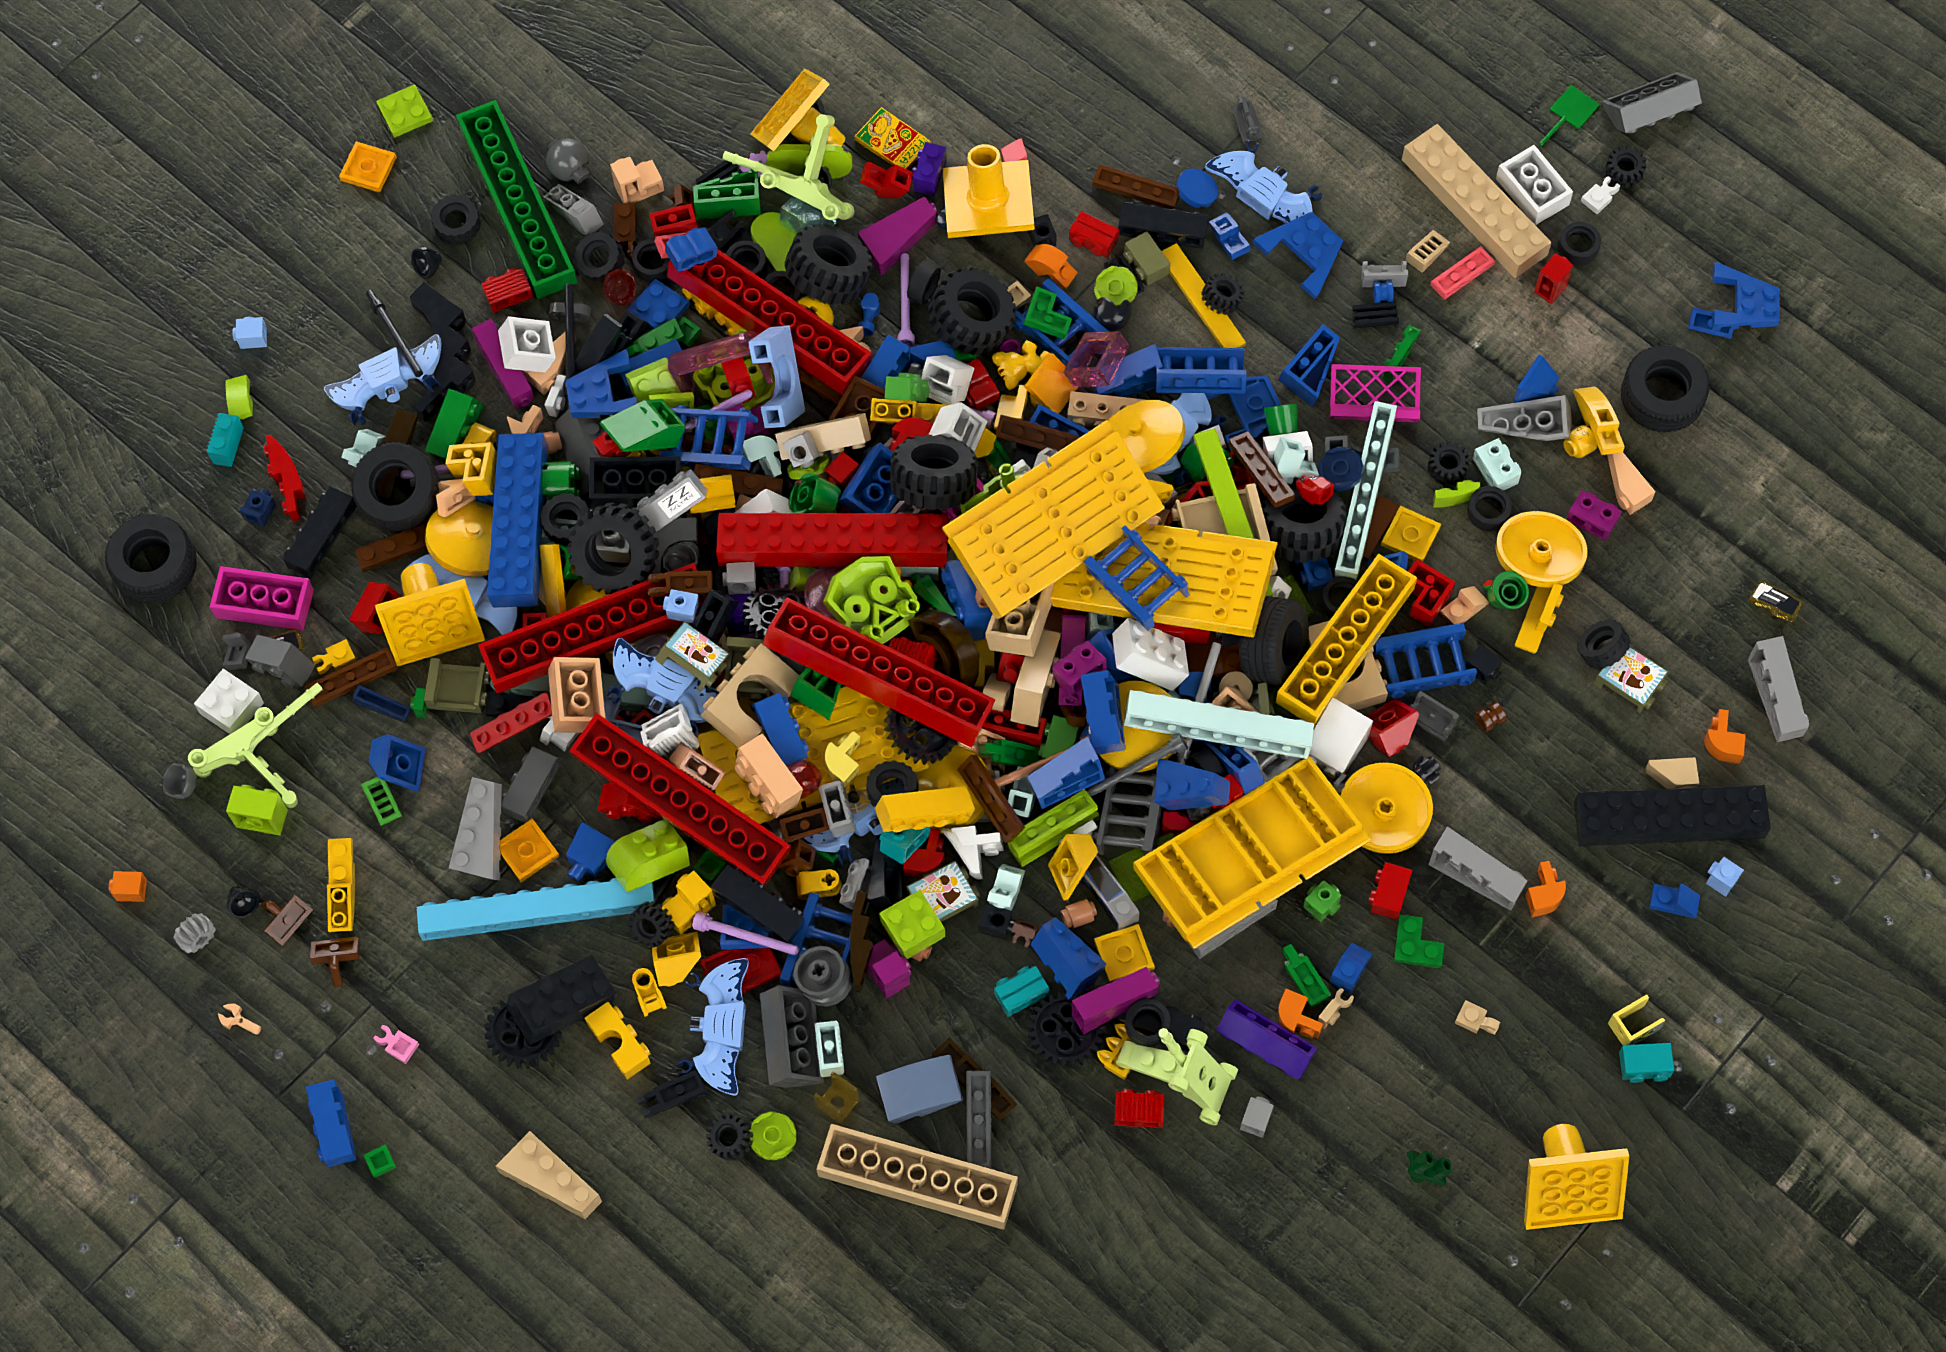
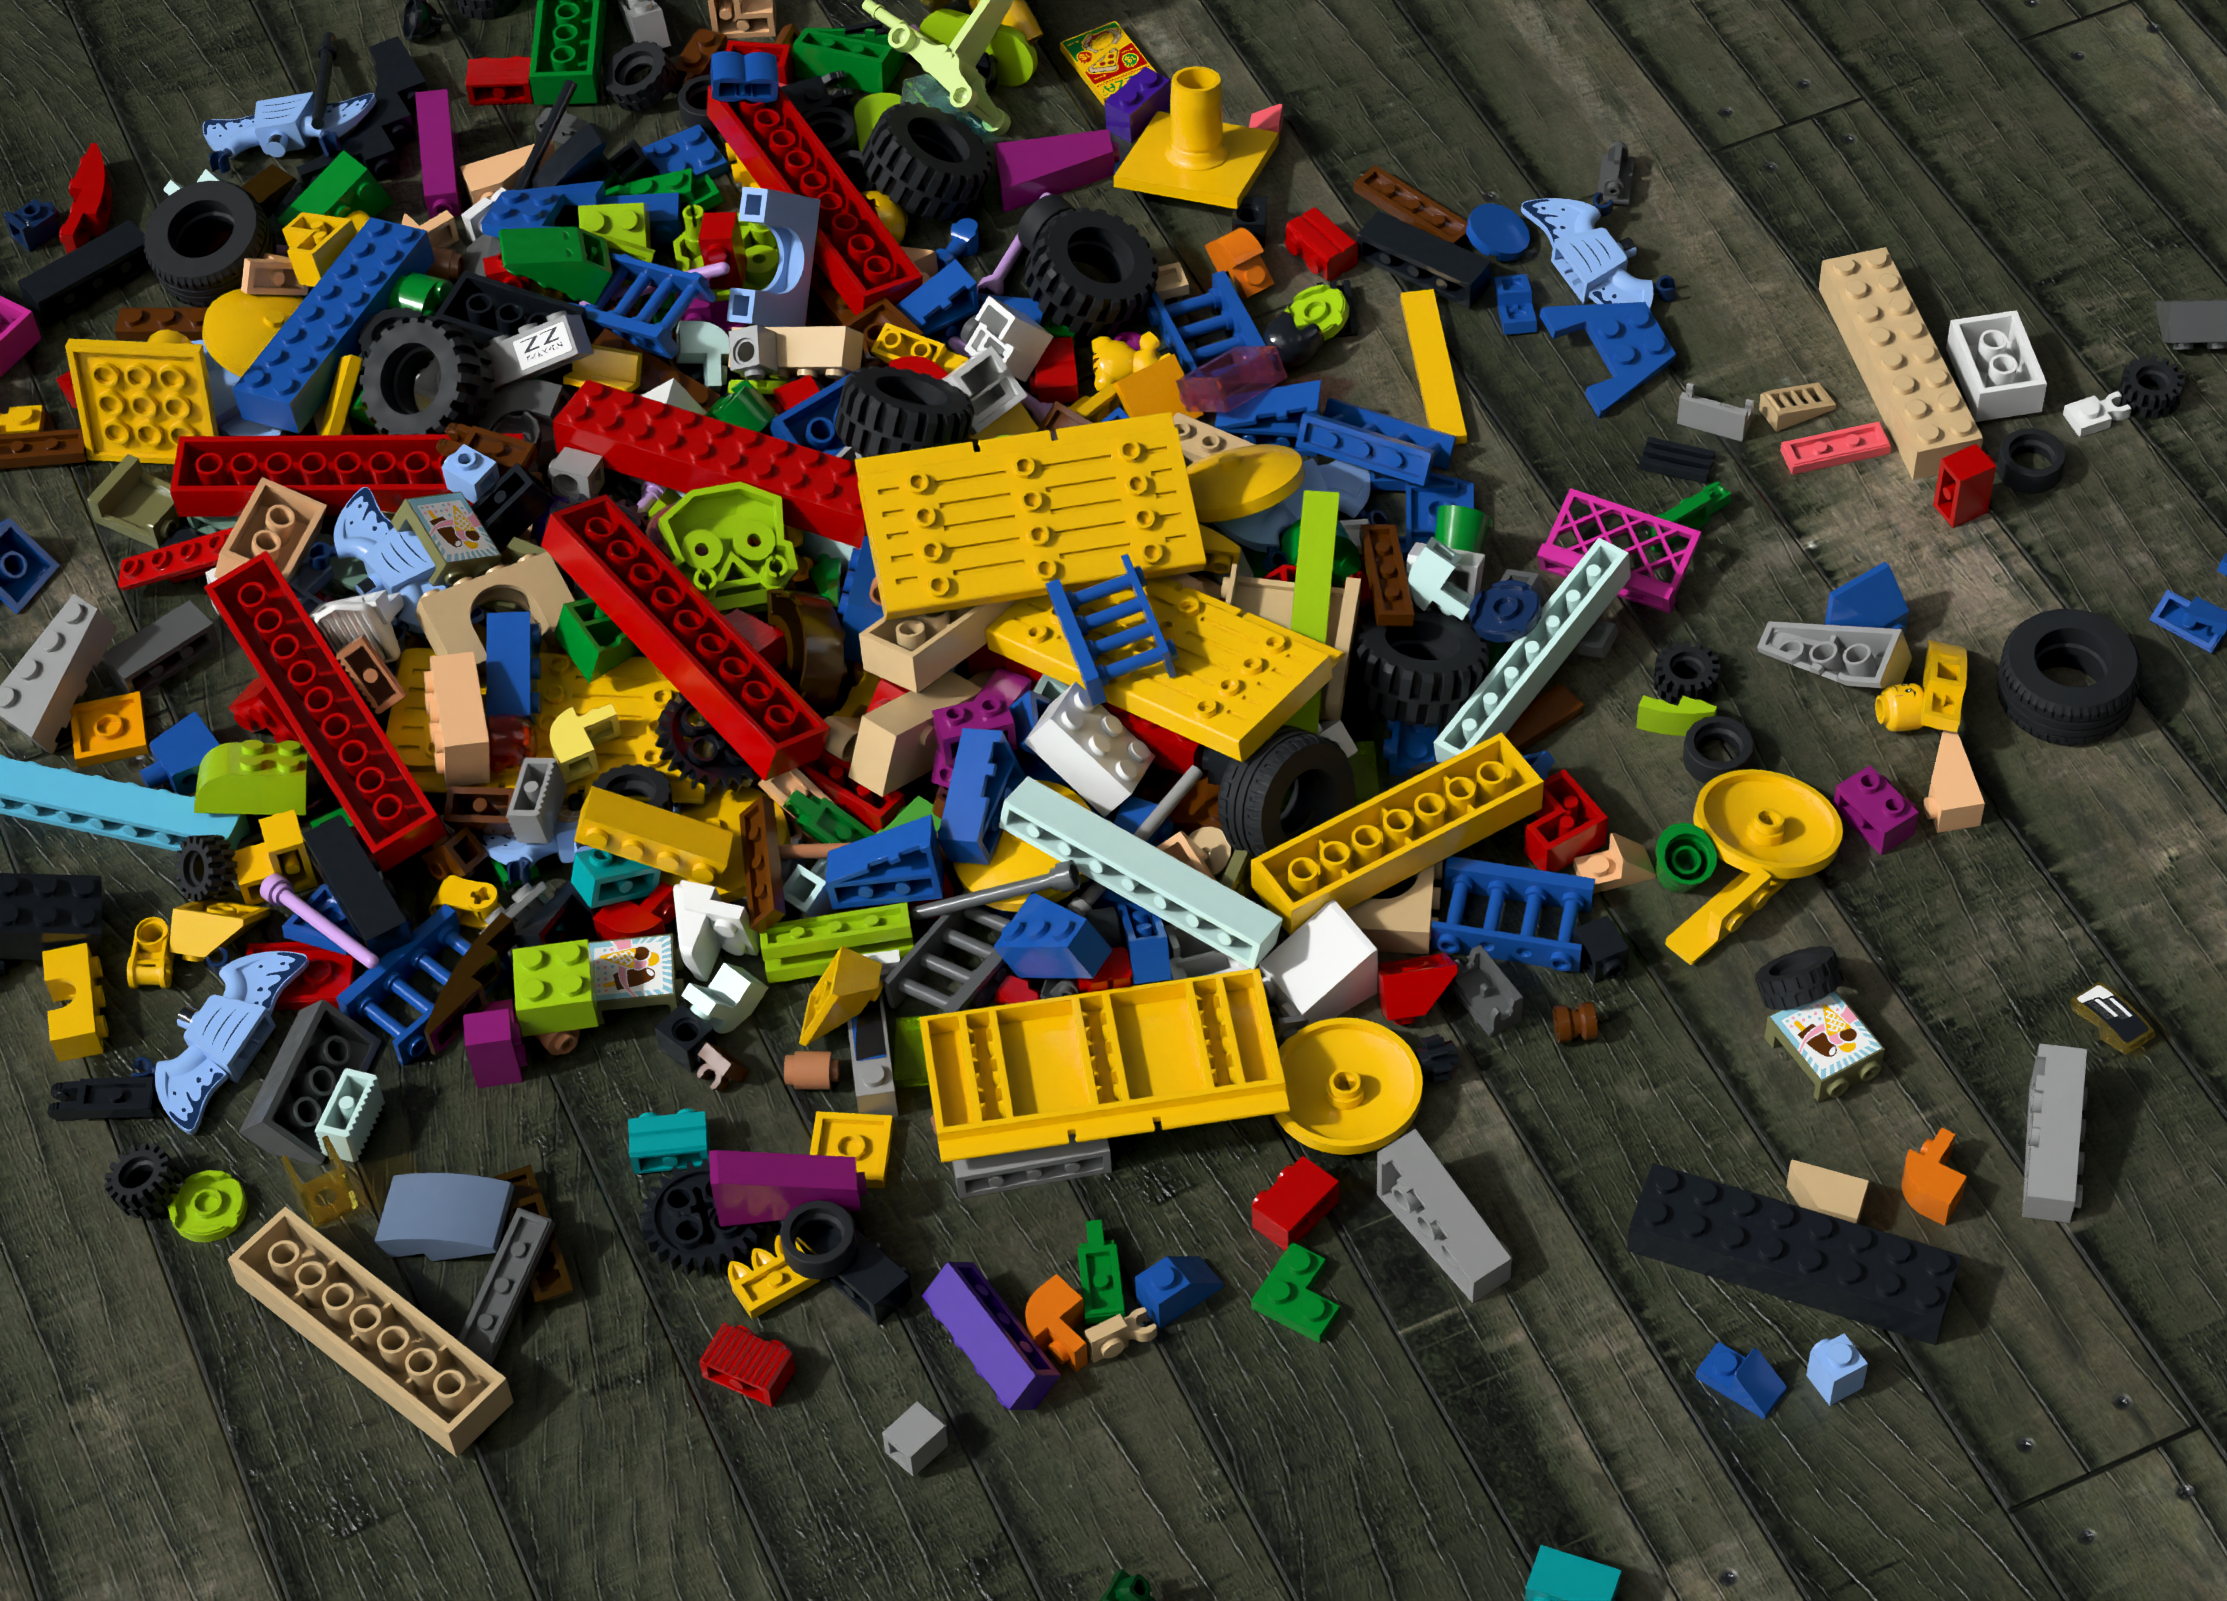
camera: 25 degrees right, 15 degrees down
(225, 439) = (41, 136): teal brick -> none
(238, 397) = (90, 99): lime slope -> none
(250, 332) = (153, 33): light blue brick -> none
(380, 704) = (35, 493): dark blue piece -> none
(418, 703) = (79, 508): green plate -> none
(526, 344) = (472, 129): white brick -> none
(626, 284) = (642, 106): clear red helmet -> none
(711, 354) = (662, 204): clear pink windscreen -> none
(823, 976) = (388, 1008): dark grey wheel -> none
(886, 183) = (1070, 103): red brick -> none
(907, 387) = (941, 323): bright green brick -> none
(1043, 318) = (1188, 309): green plate -> none
(1068, 957) = (758, 1109): blue wedge -> none
(1146, 259) = (1378, 293): olive brick -> none
(1183, 1071) = (838, 1323): yellowish green piece -> none
(1218, 301) = (1463, 363): black tyre -> none
(1310, 365) = (1535, 488): blue wedge -> none
(1315, 489) = (1452, 622): red rock -> none
(1322, 900) = (1181, 1177): bright green brick -> none
(1382, 291) = (1701, 431): blue wheel -> none
(1411, 534) = (1584, 747): yellow tile -> none
(1473, 1017) = (1334, 1429): tan plate -> none
(1496, 465) = (1758, 698): light aqua brick -> none
(1549, 895) = (1539, 1298): orange brick -> none
(1572, 107) = (2108, 299): green piece -> none
(1625, 1037) = (1583, 1505): light yellow piece -> none

